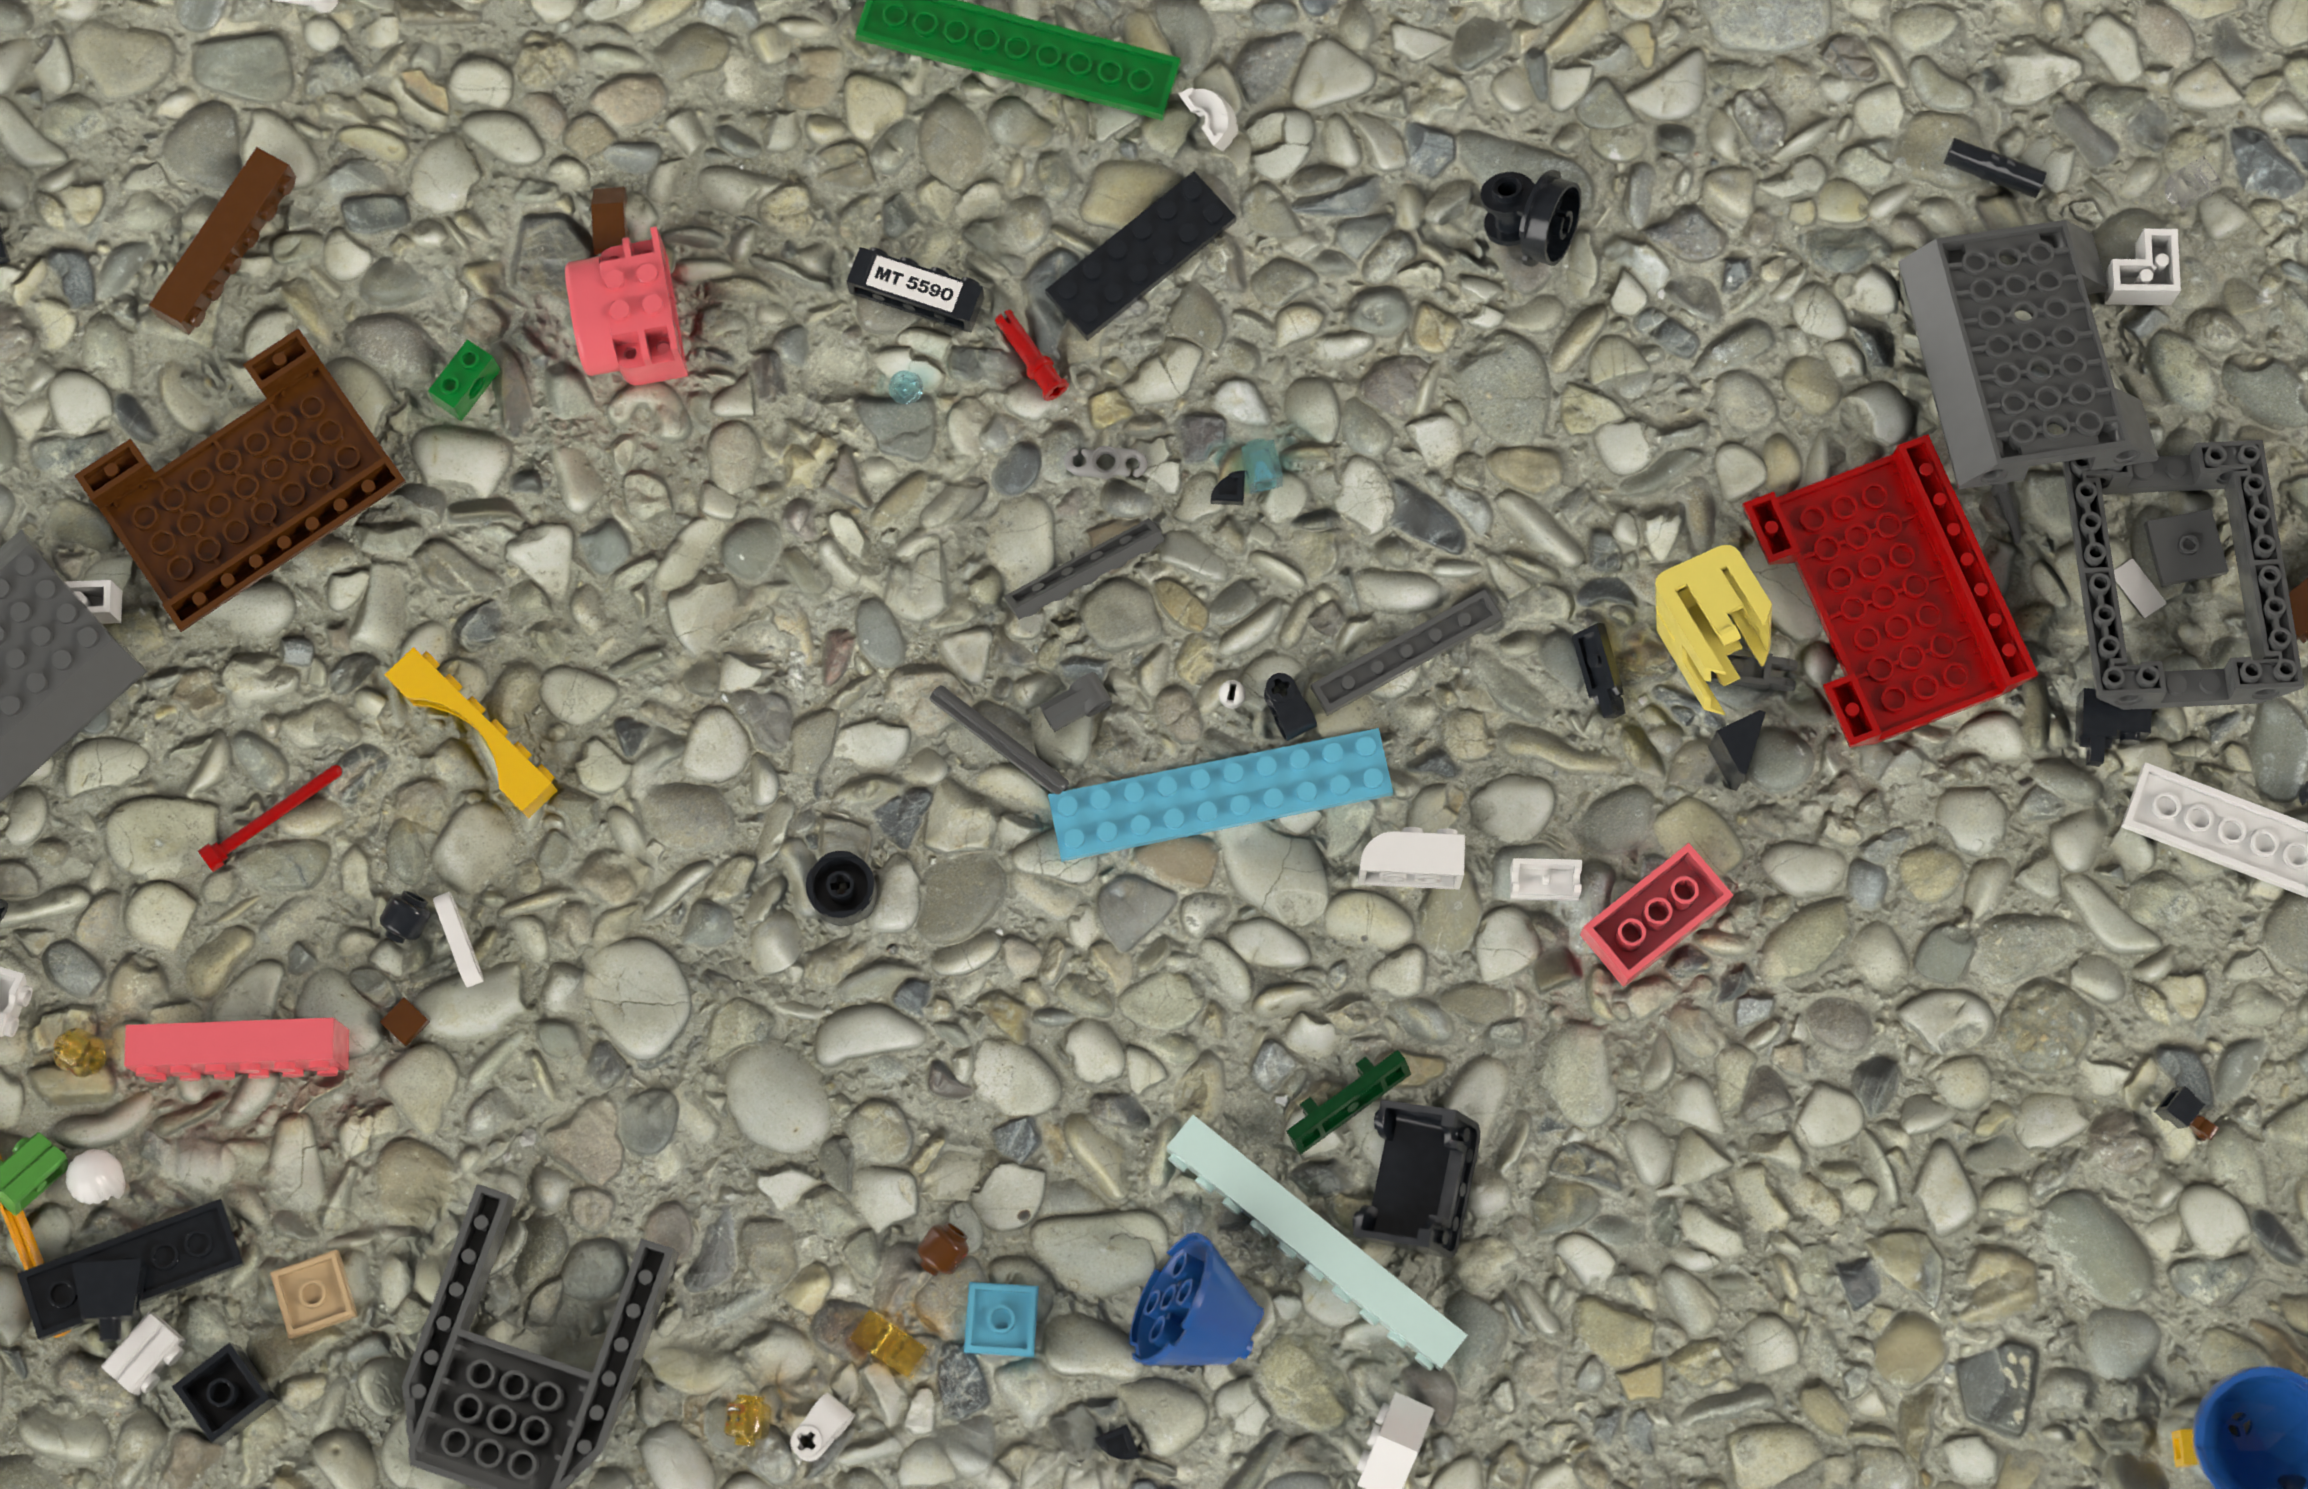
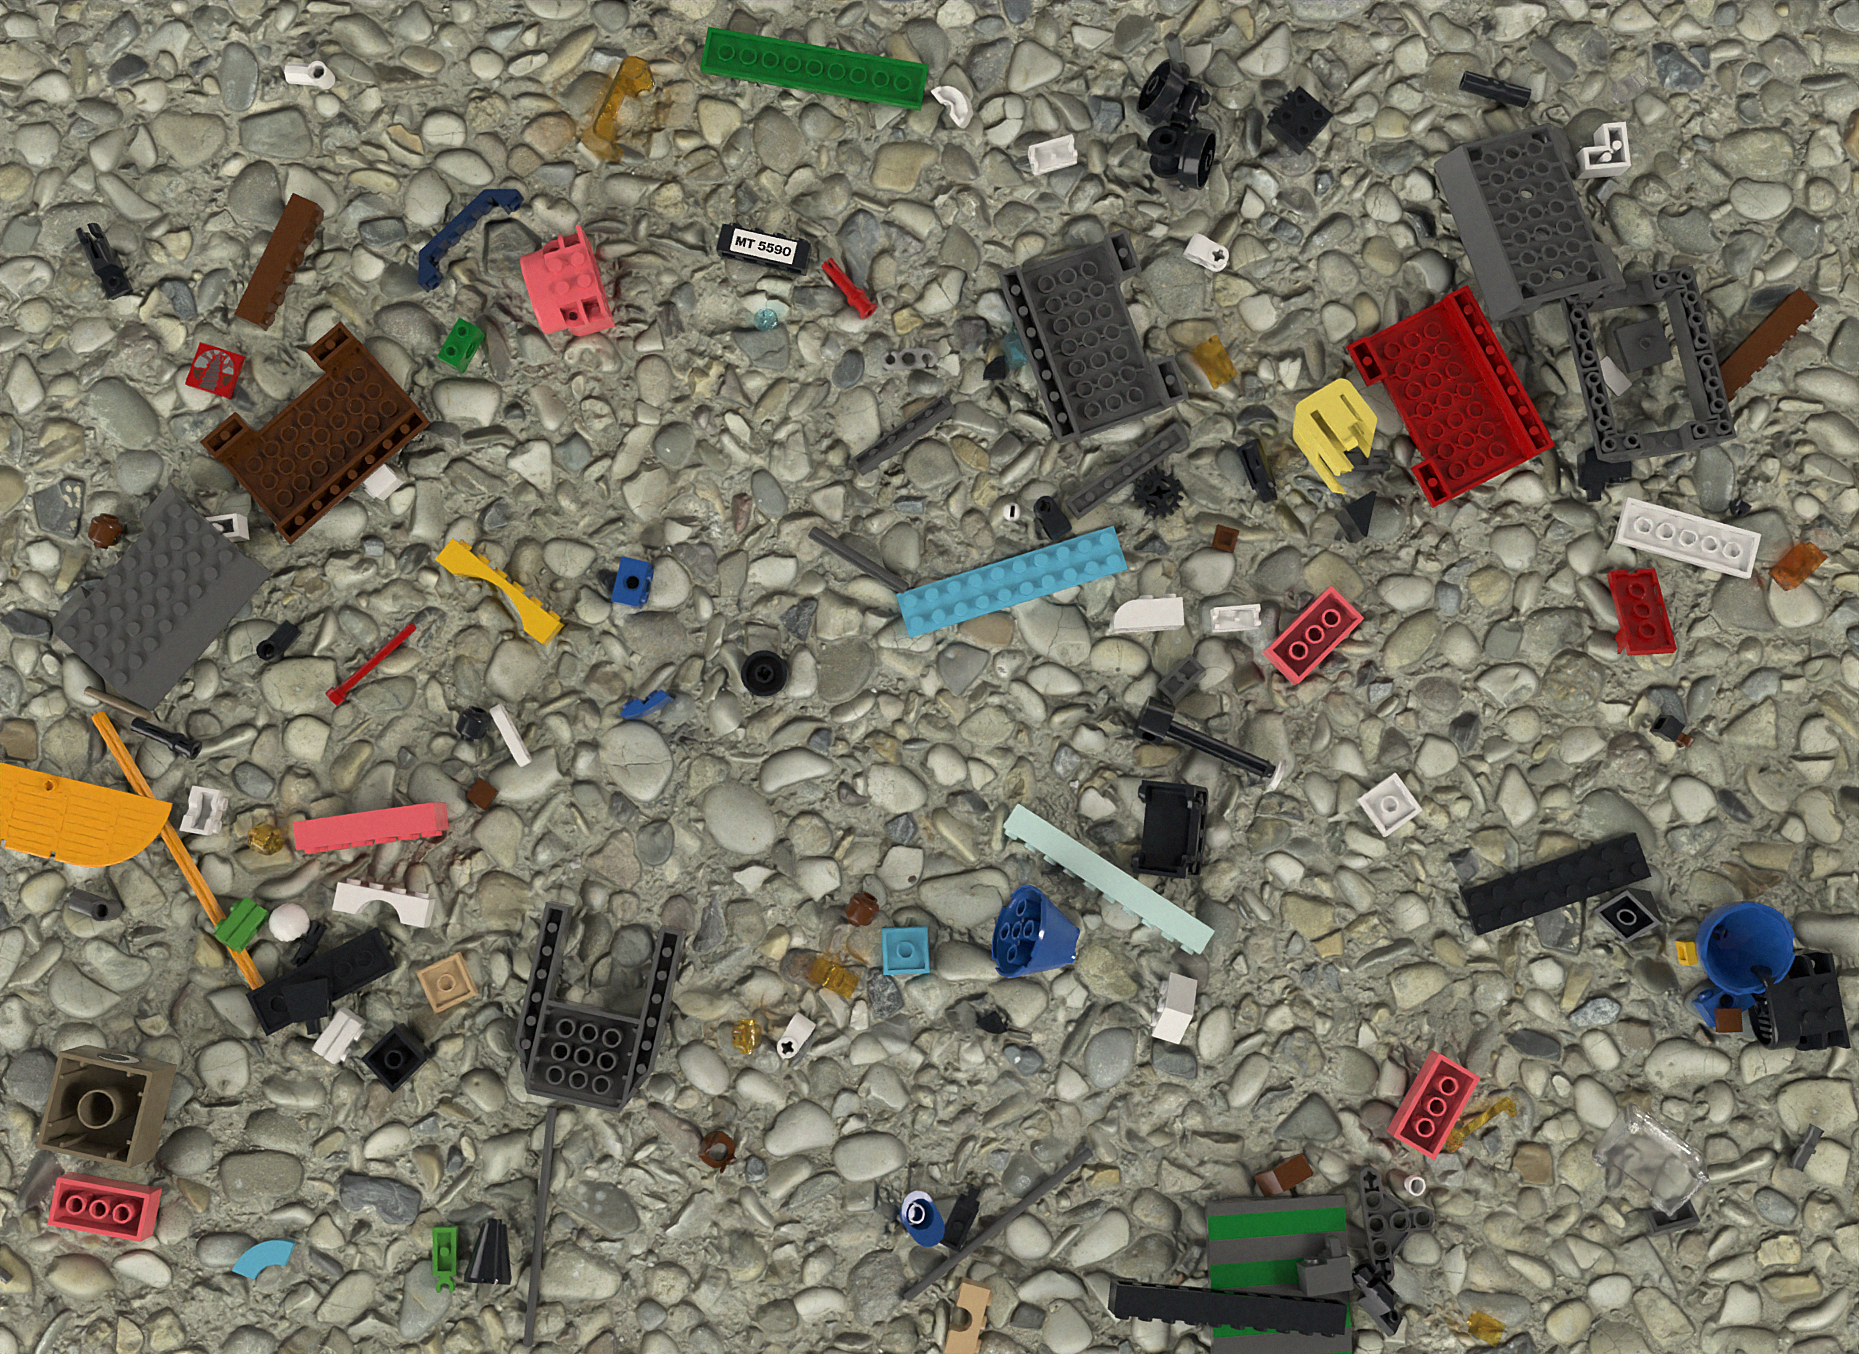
camera: 10 degrees left, 10 degrees up
(108, 381) = (215, 370): none -> red tile
(119, 1213) = (309, 944): none -> black pin
(145, 768) = (281, 640): none -> black piece
(198, 1152) = (412, 909): none -> white arch
(324, 561) = (382, 483): none -> white brick
(558, 186) = (508, 199): none -> dark blue slope
(608, 218) = (545, 219): reddish brown slope -> none
(647, 920) = (639, 708): none -> blue slope
(663, 719) = (629, 569): none -> blue brick
(749, 36) = (628, 78): none -> clear yellow windscreen
(1083, 698) = (912, 526): dark grey piece -> none
(1140, 255) = (916, 209): black plate -> none
(1345, 198) = (1052, 155): none -> white hinge
(1347, 1103) = (1121, 781): dark green hinge -> none
(1366, 463) = (1086, 341): none -> dark grey slope
(1411, 1016) = (1156, 722): none -> black piece
(1456, 961) = (1181, 679): none -> dark grey hinge
(1462, 689) = (1160, 504): none -> black gear
(1509, 126) = (1171, 97): none -> black piece
(1542, 764) = (1225, 538): none -> reddish brown tile
(1550, 353) = (1203, 251): none -> white piece
(1551, 510) = (1215, 362): none -> clear yellow hinge
(1705, 183) = (1298, 119): none -> black brick
(1751, 1179) = (1389, 804): none -> white tile
(1993, 1324) = (1555, 883): none -> black plate
(2100, 1377) = (1630, 913): none -> black slope
(2147, 931) = (1642, 624): none -> red piece

